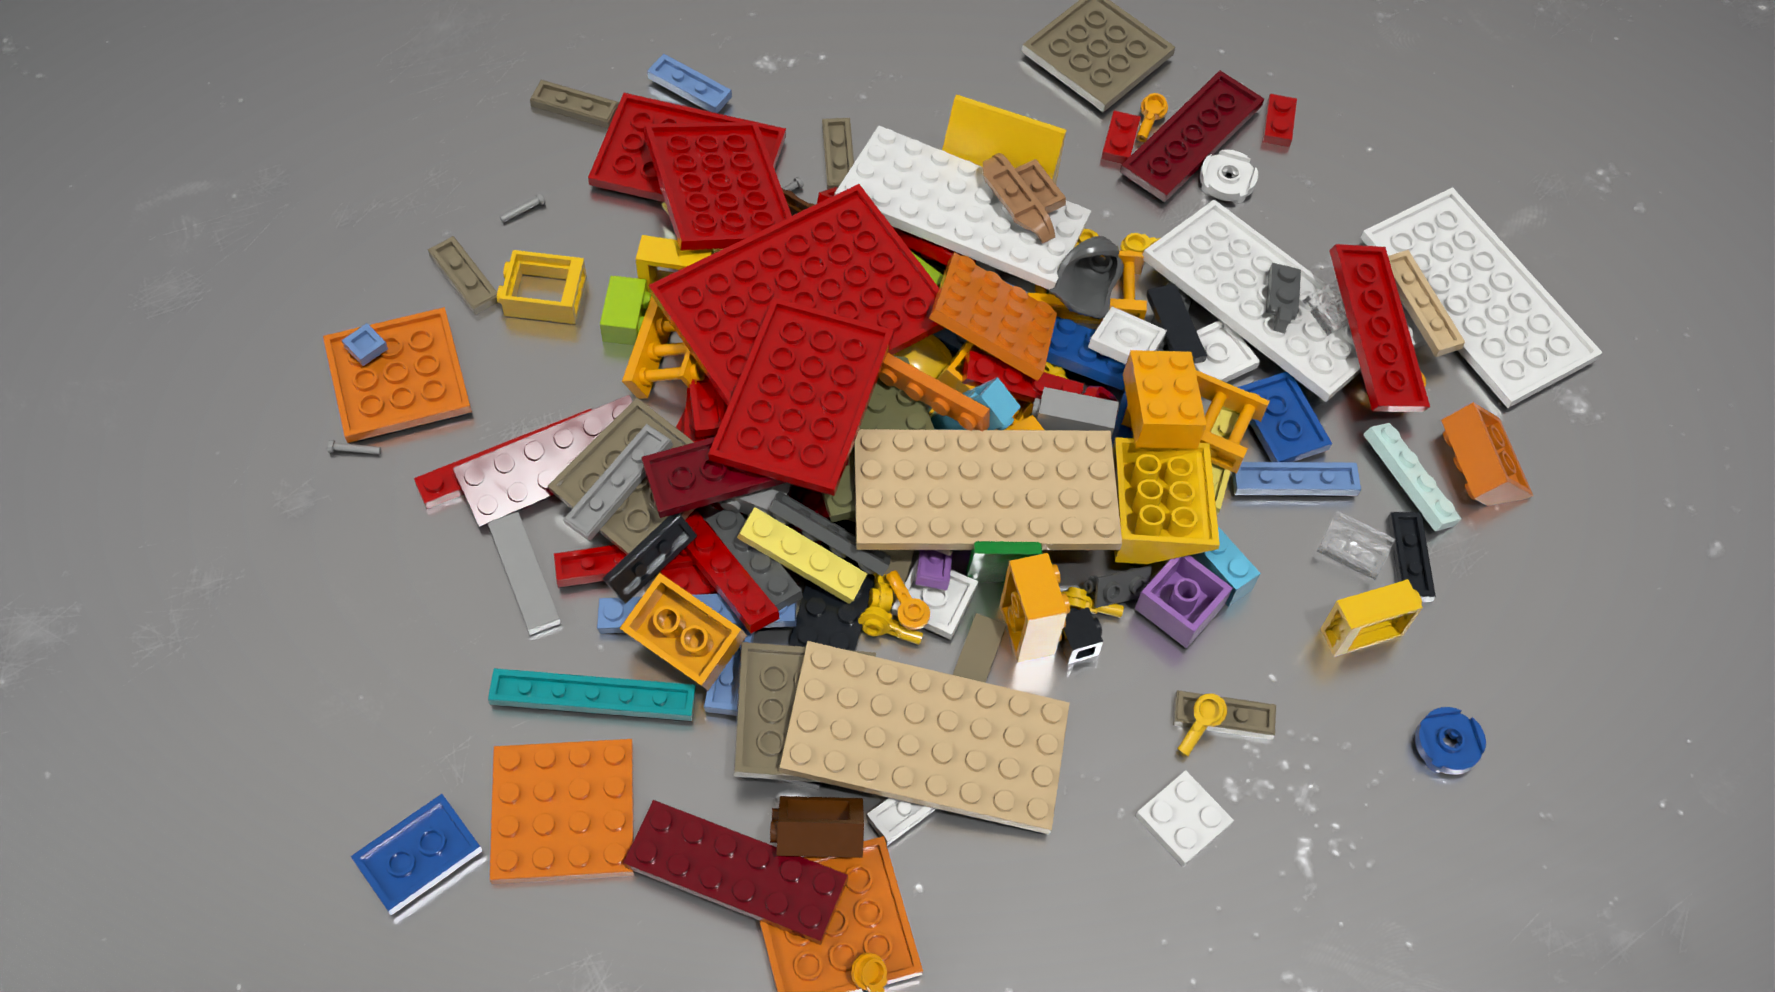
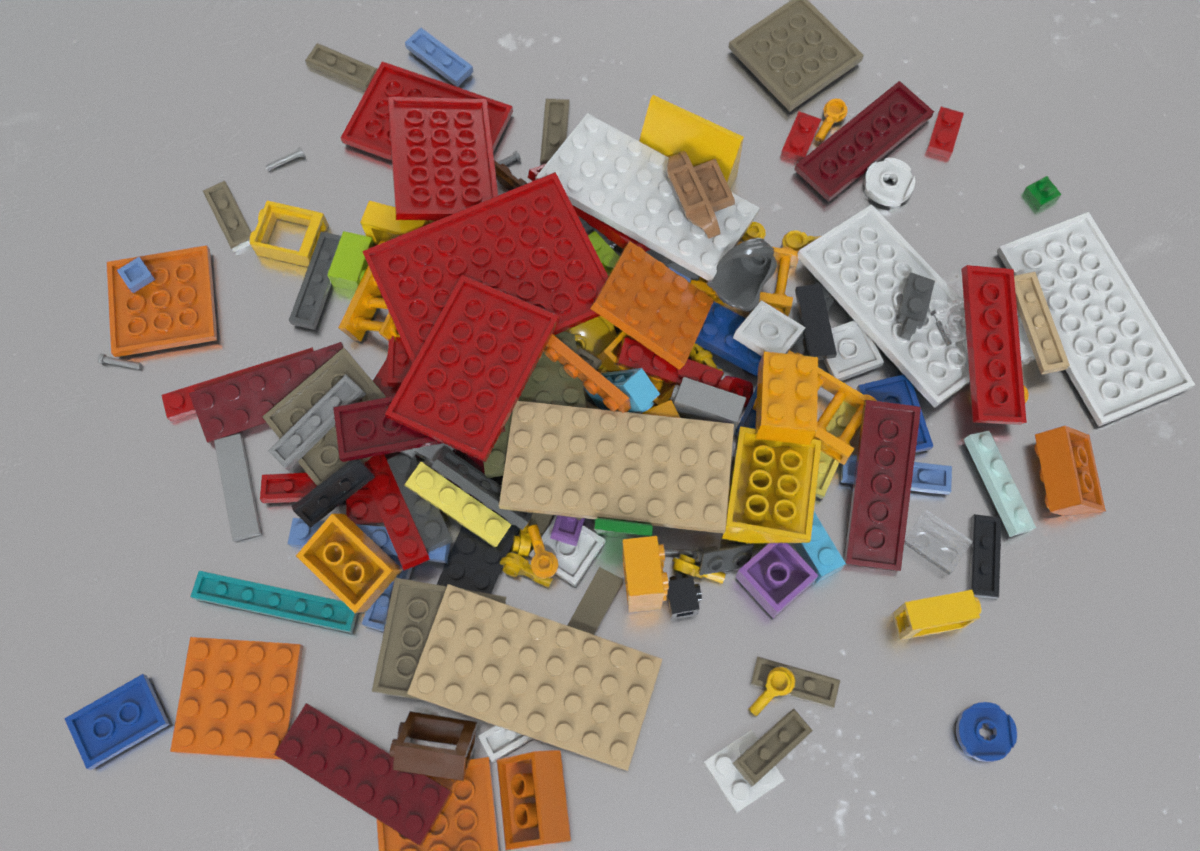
camera: 15 degrees right, 10 degrees up
(584, 337) = (315, 283): none -> dark grey plate
(944, 878) = (533, 799): none -> orange slope
(1213, 784) = (772, 747): none -> dark tan tile
(1285, 487) = (882, 485): none -> dark red plate
(1398, 173) = (1042, 192): none -> green tile

